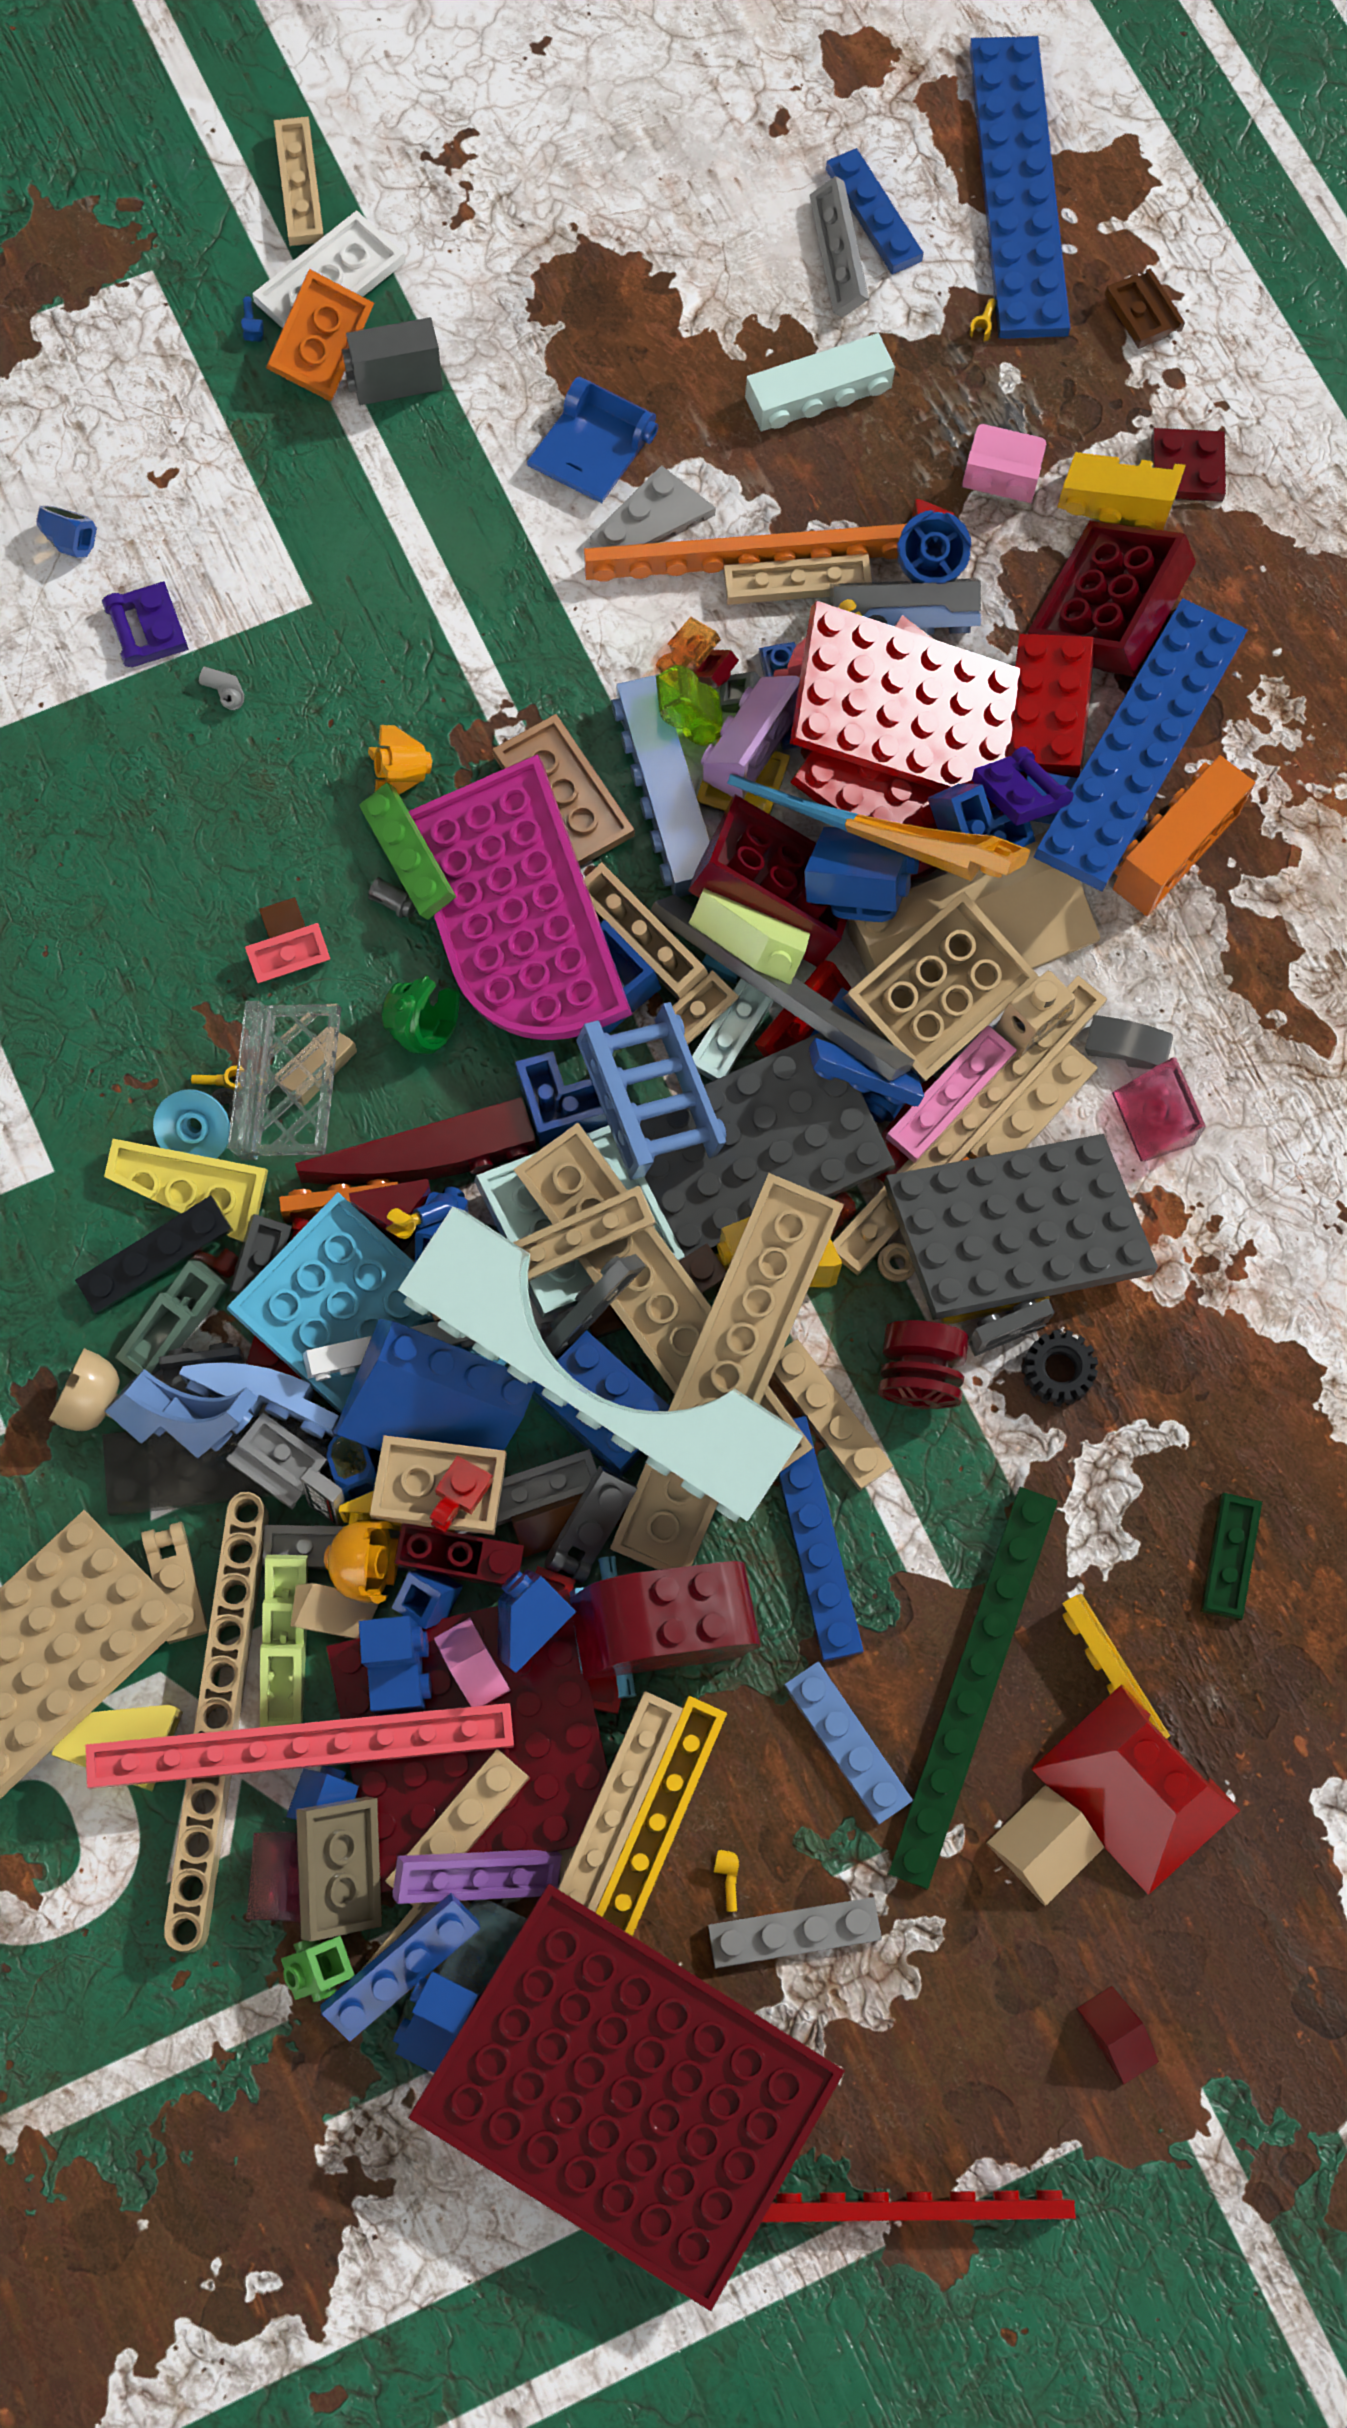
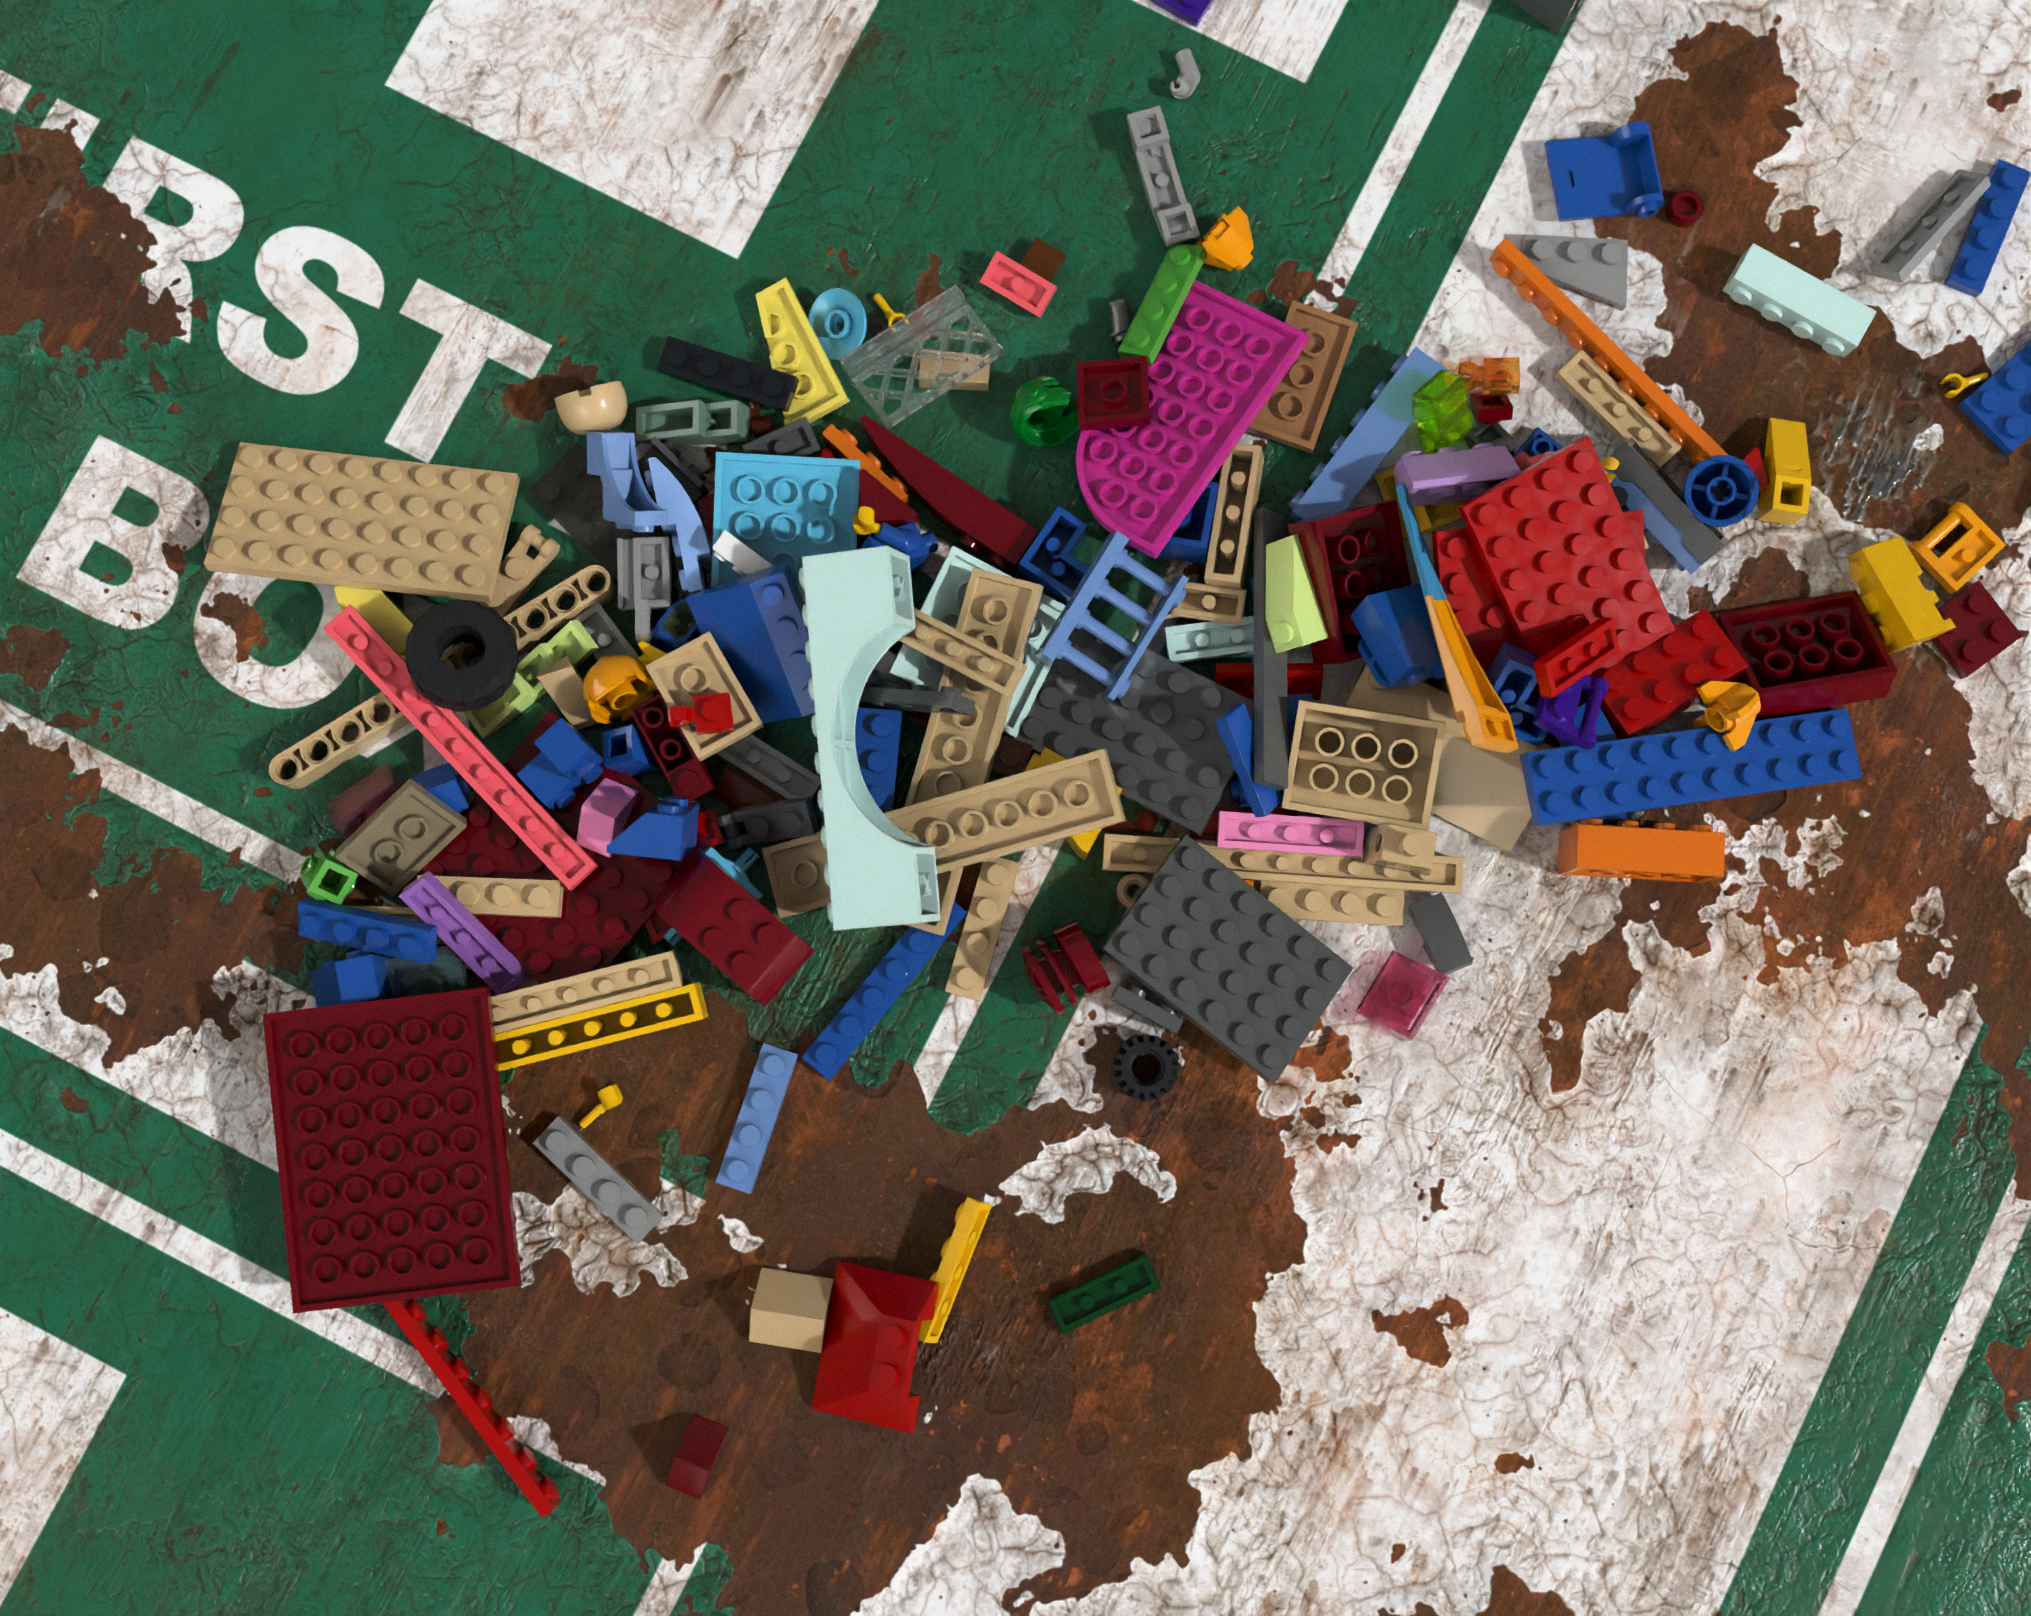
camera: 55 degrees right, 10 degrees up
(227, 1710) = (456, 623): none -> black tyre
(295, 773) = (1160, 176): none -> light grey slope
(456, 943) = (1113, 393): none -> dark red plate
(671, 406) = (1684, 208): none -> dark red tile
(956, 492) = (1787, 471): none -> yellow slope
(972, 1689) = (865, 1176): dark green plate -> none
(989, 750) = (1576, 657): none -> red plate
(1004, 463) = (1850, 489): bright pink bracket -> none
(1119, 677) = (1730, 709): none -> light orange brick
(1125, 418) = (1964, 556): none -> light orange plate

